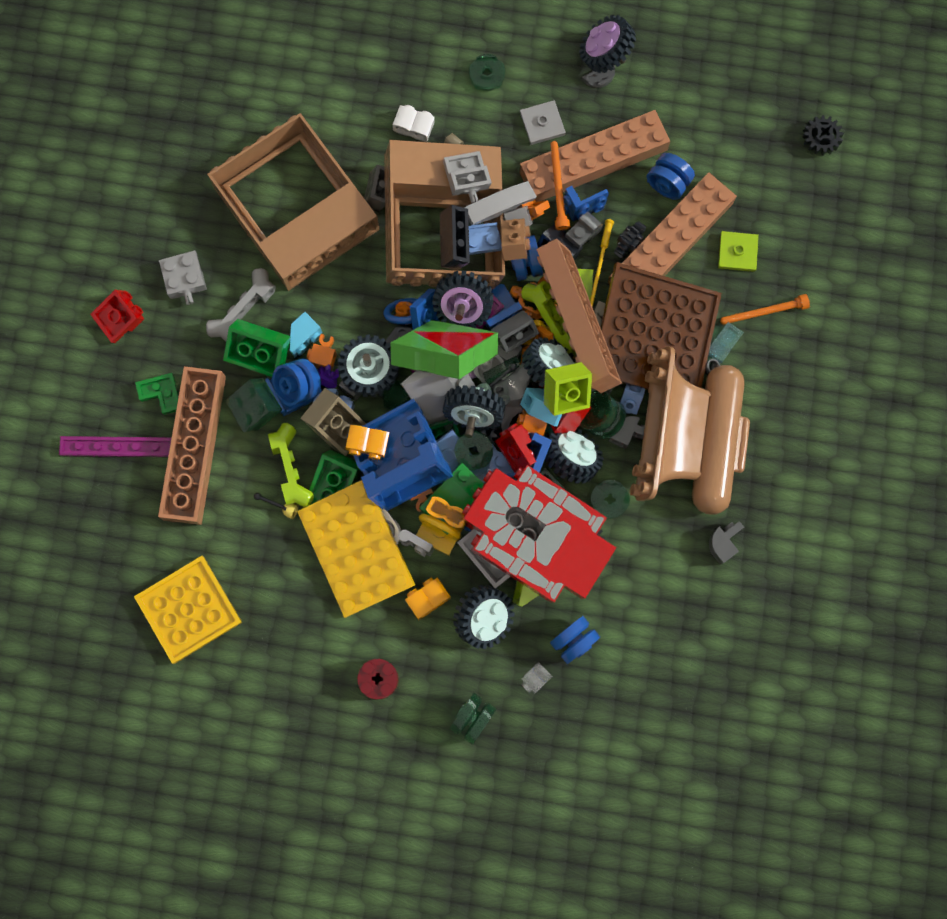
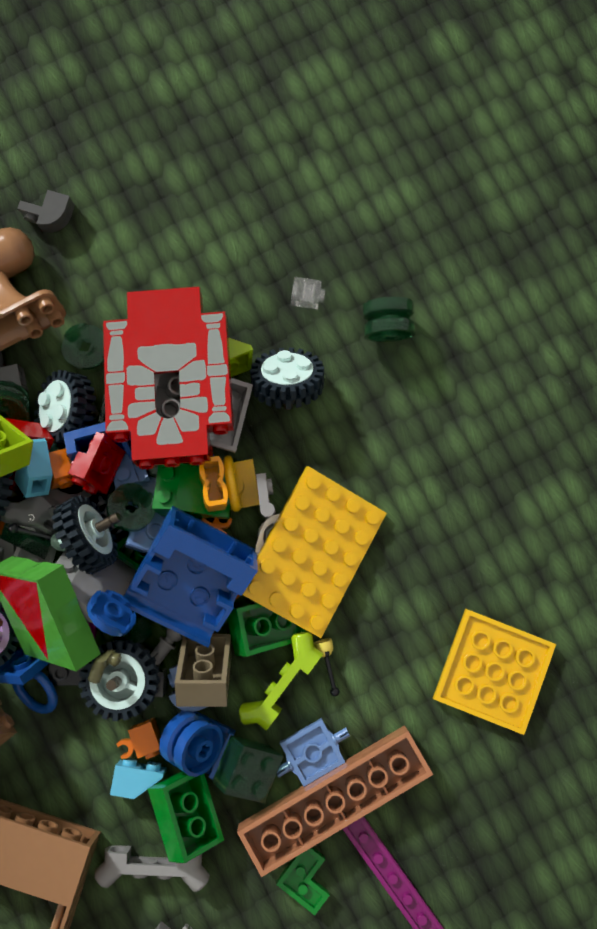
camera: 130 degrees left, 5 degrees up
(231, 454) = (312, 752): none -> medium blue plate
(327, 377) = (162, 714): dark purple tile -> none
(367, 442) = (200, 617): light orange brick -> none
(369, 407) = (165, 645): none -> light grey pin
(385, 360) = (99, 665): none -> olive arm
(387, 672) = (423, 423): dark red brick -> none
(402, 309) = (33, 691): orange wheel -> none
(410, 388) = (111, 613): none -> blue tile
(427, 598) = (309, 448): light orange brick -> none
(575, 640) = (245, 279): blue wheel -> none

